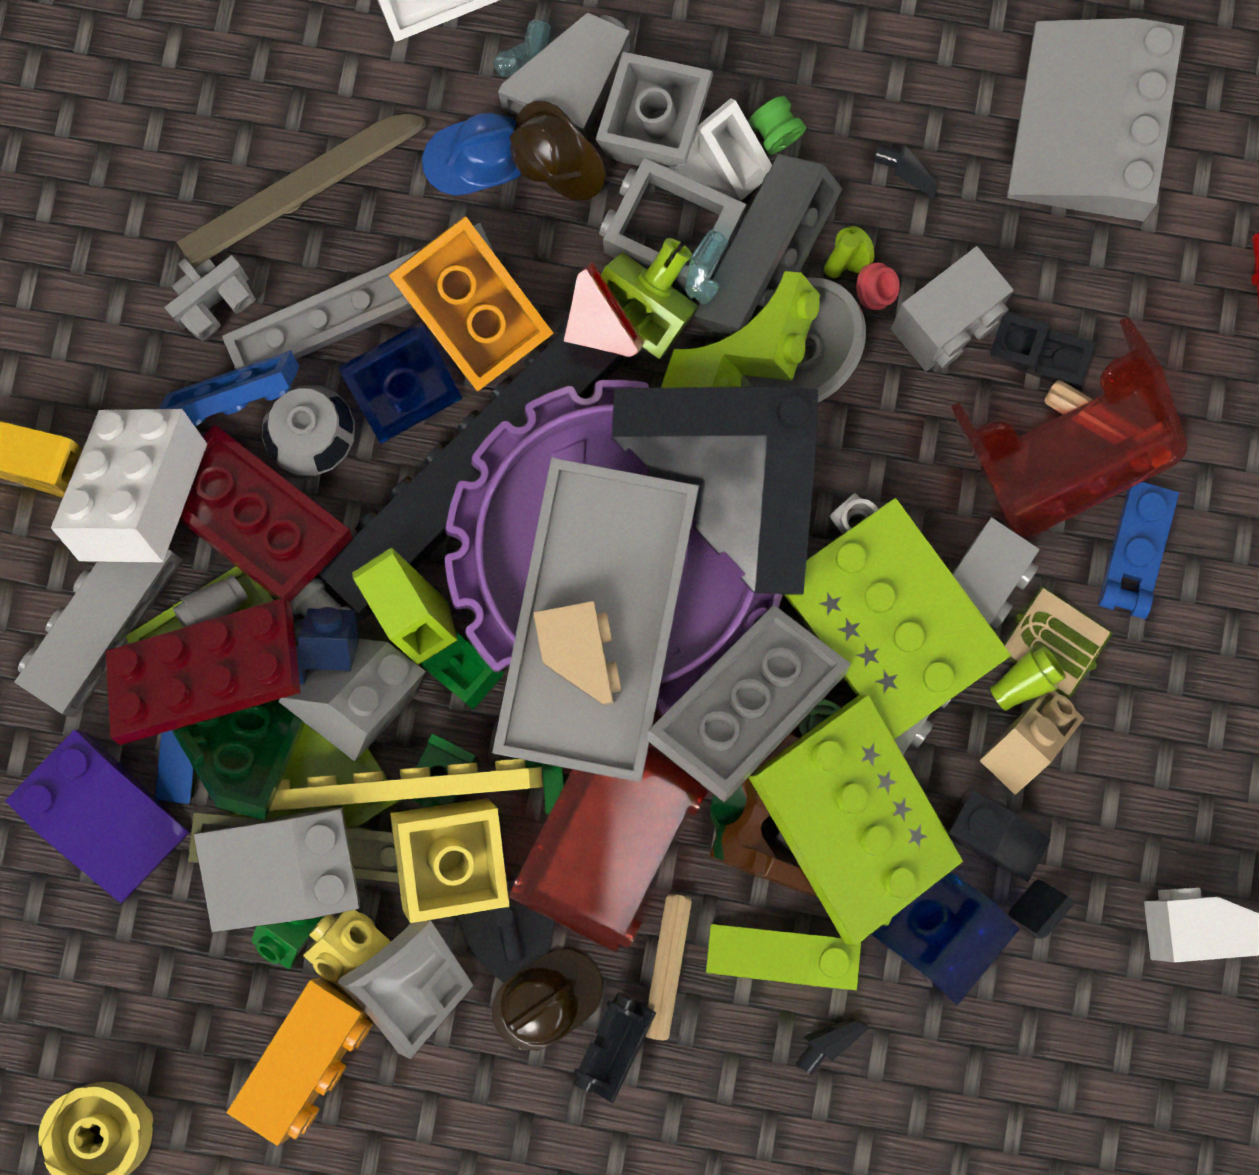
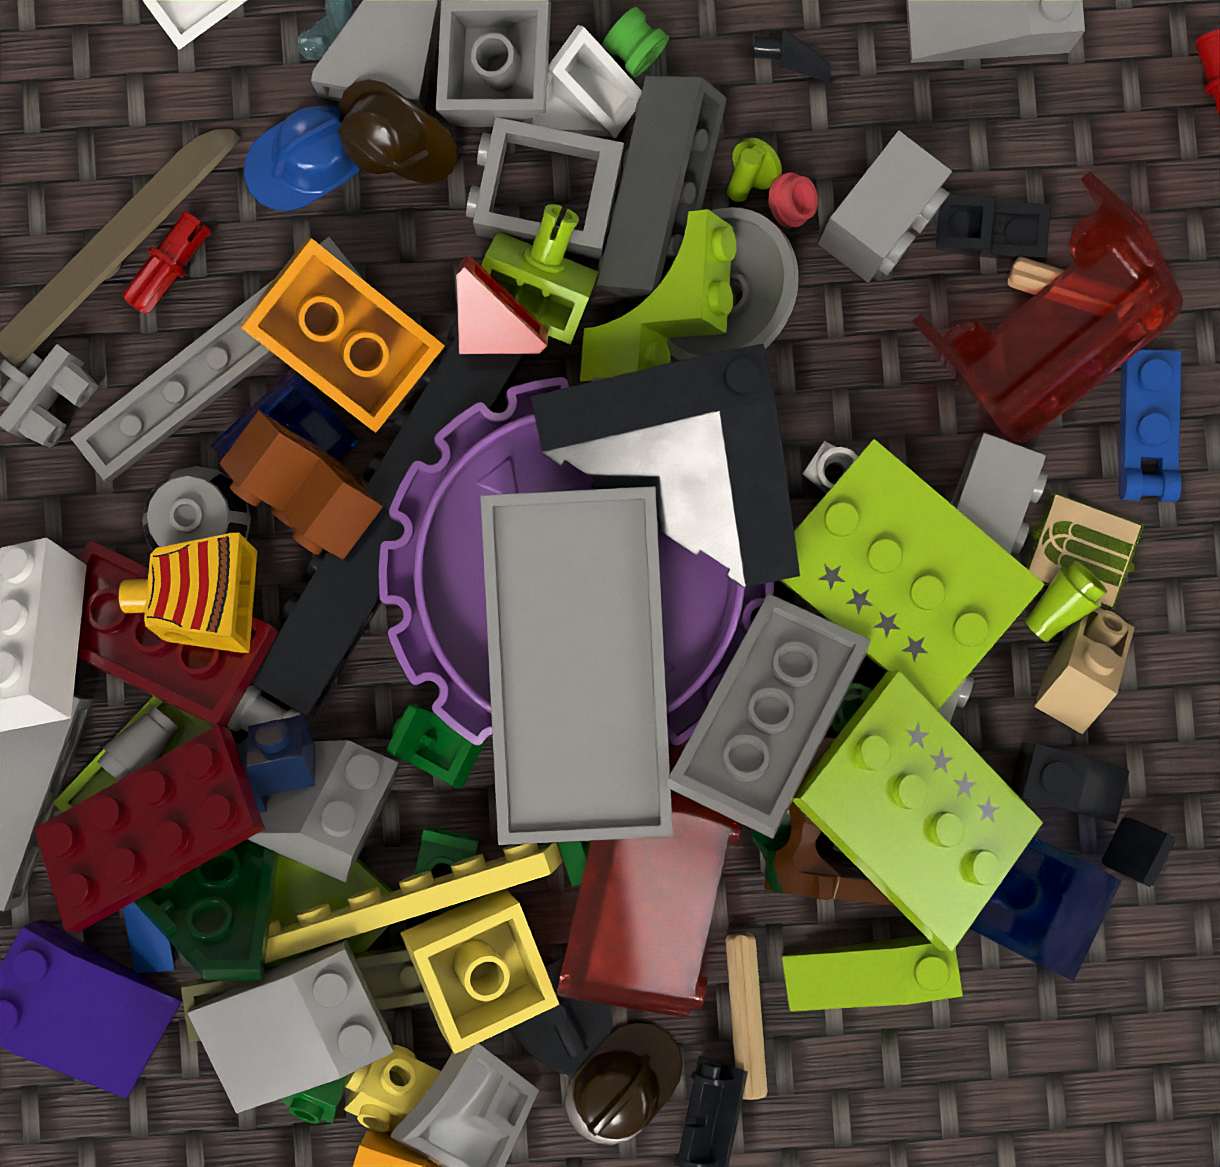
camera: 20 degrees left, 5 degrees up
(235, 389) = (99, 497): blue plate -> none
(295, 485) = (198, 593): none -> yellow torso
(338, 212) = (166, 263): none -> red axle
(406, 420) = (301, 484): none -> dark orange brick
(406, 606) = (358, 697): lime slope -> none
(573, 648) = (562, 710): tan slope -> none
(701, 264) = (591, 226): clear light blue arm -> none
(830, 1043) = (943, 1053): black bar -> none

